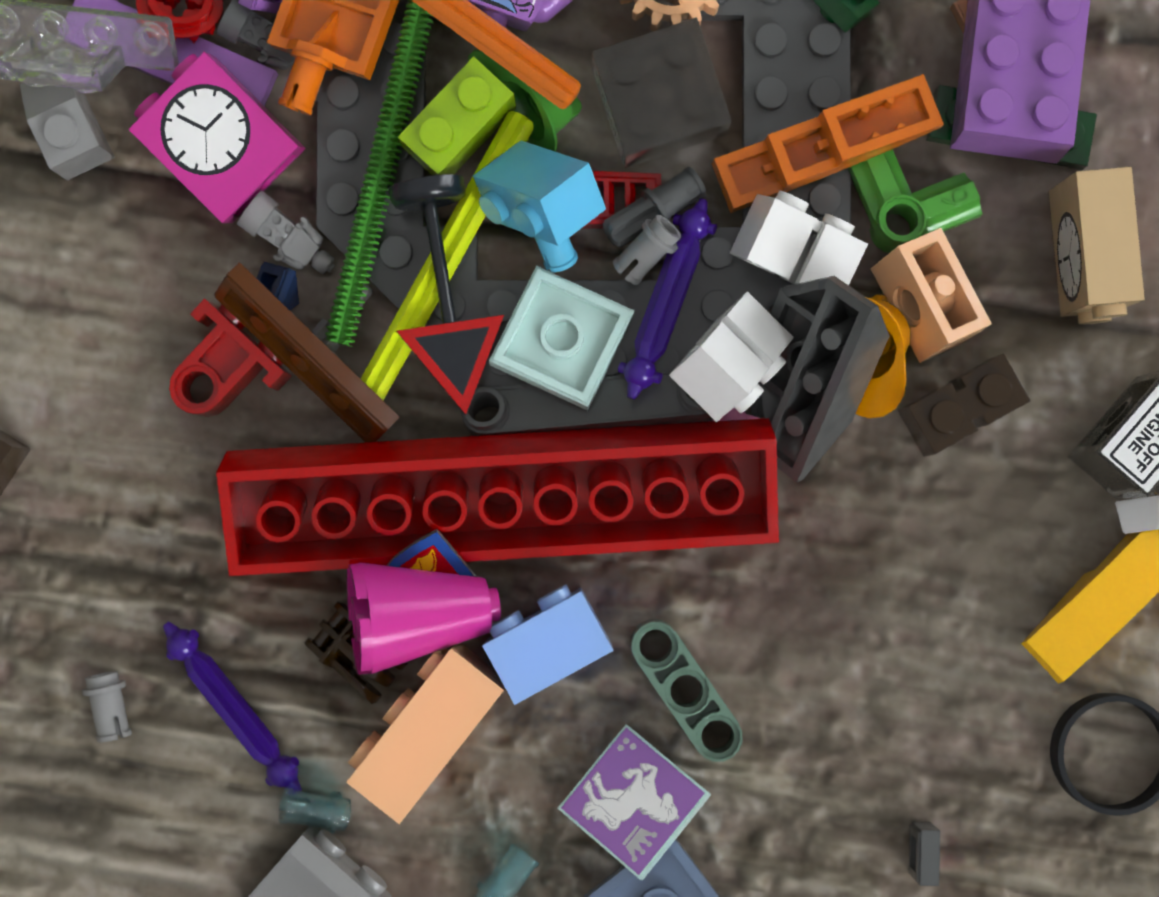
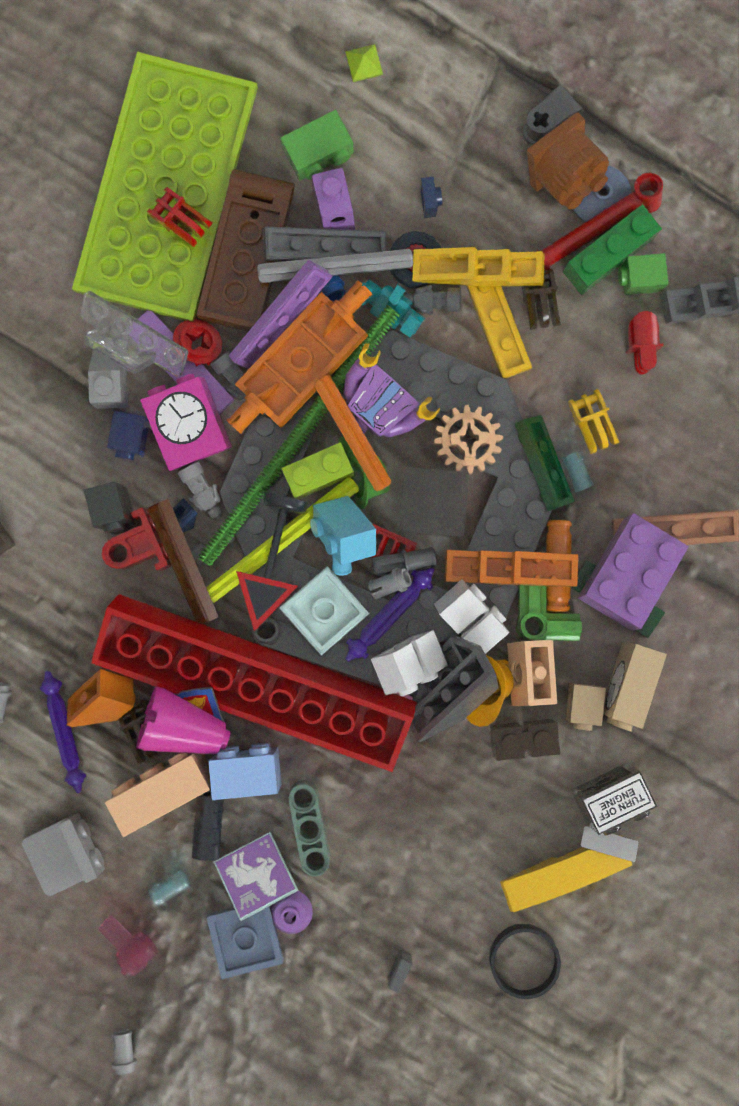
camera: 15 degrees right, 0 degrees up
(134, 197) = (128, 435): none -> clear blue brick
(153, 319) = (110, 507): none -> pearl dark grey piece
(270, 629) = (101, 699): none -> orange slope
(315, 809) = (83, 806): clear light blue pin -> none
(524, 757) = (207, 828): none -> black axle
(717, 819) = (296, 905): none -> medium lavender cone
(882, 68) = (558, 541): none -> orange axle
(1035, 311) = (585, 705): none -> tan brick

